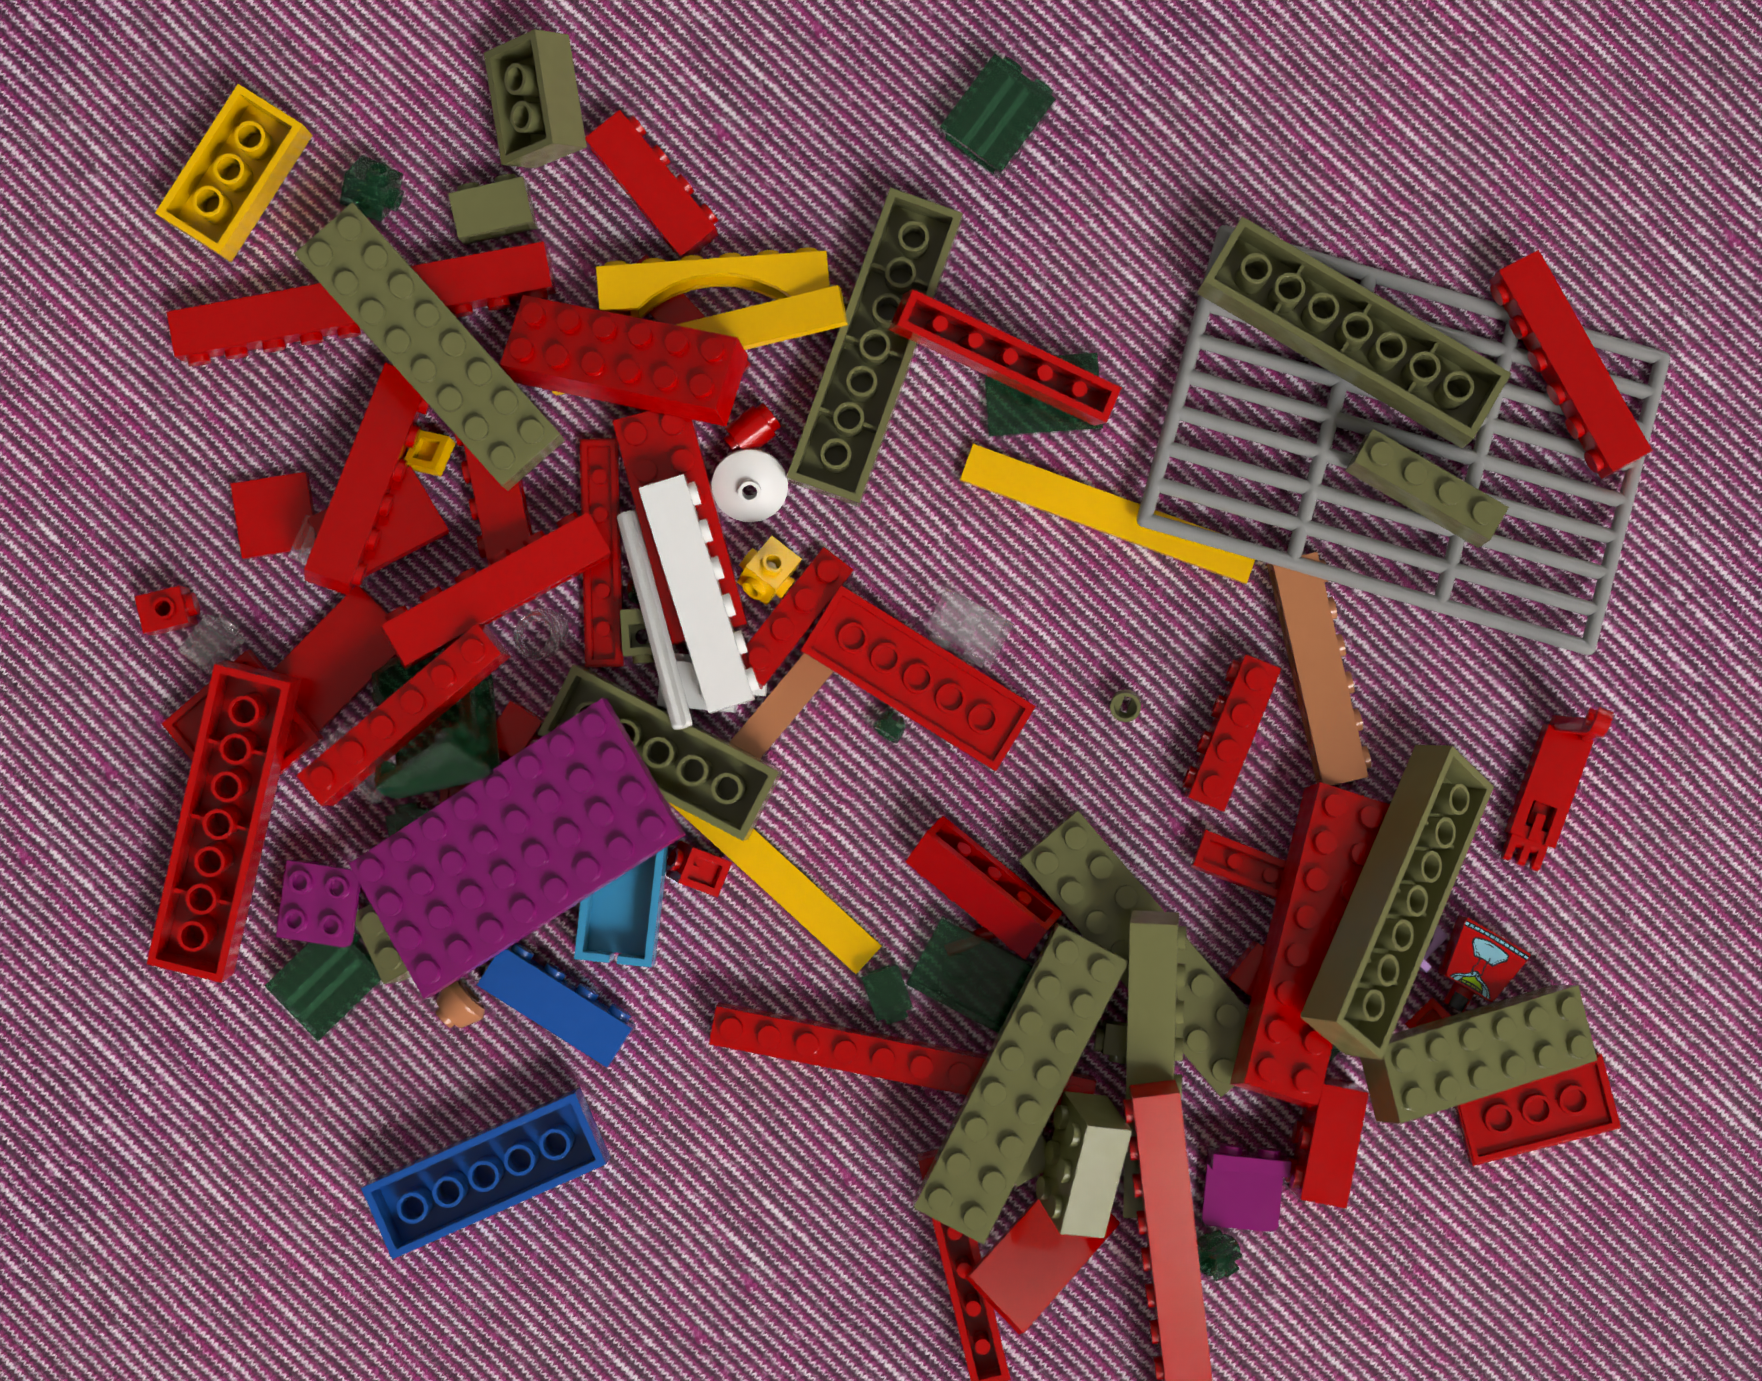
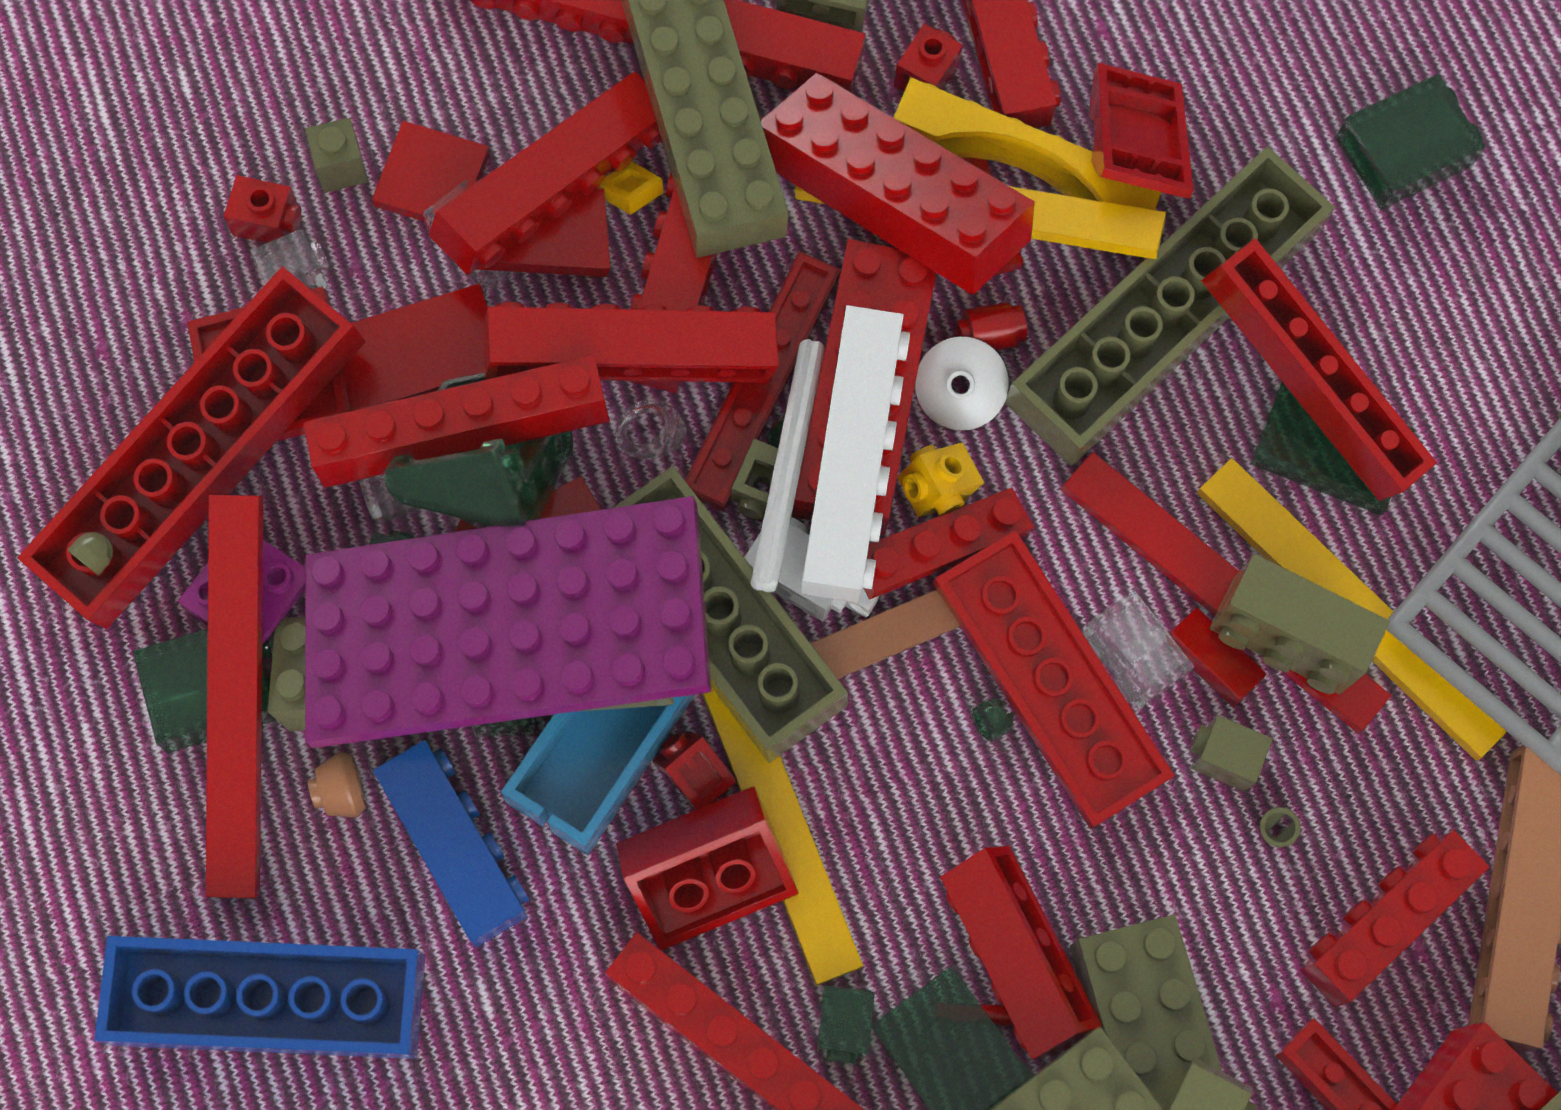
camera: 20 degrees right, 15 degrees down
(197, 539) = (336, 155): none -> olive brick
(199, 937) = (93, 551): none -> olive hinge
(353, 982) = (234, 696): none -> red tile
(602, 235) = (929, 59): none -> red brick
(740, 935) = (706, 868): none -> red slope
(789, 219) = (1140, 131): none -> red slope
(1011, 548) = (1192, 566): none -> red tile
(1027, 600) = (1219, 665): none -> red slope
(1066, 669) = (1229, 752): none -> olive brick
(1074, 561) = (1298, 626): none -> olive brick

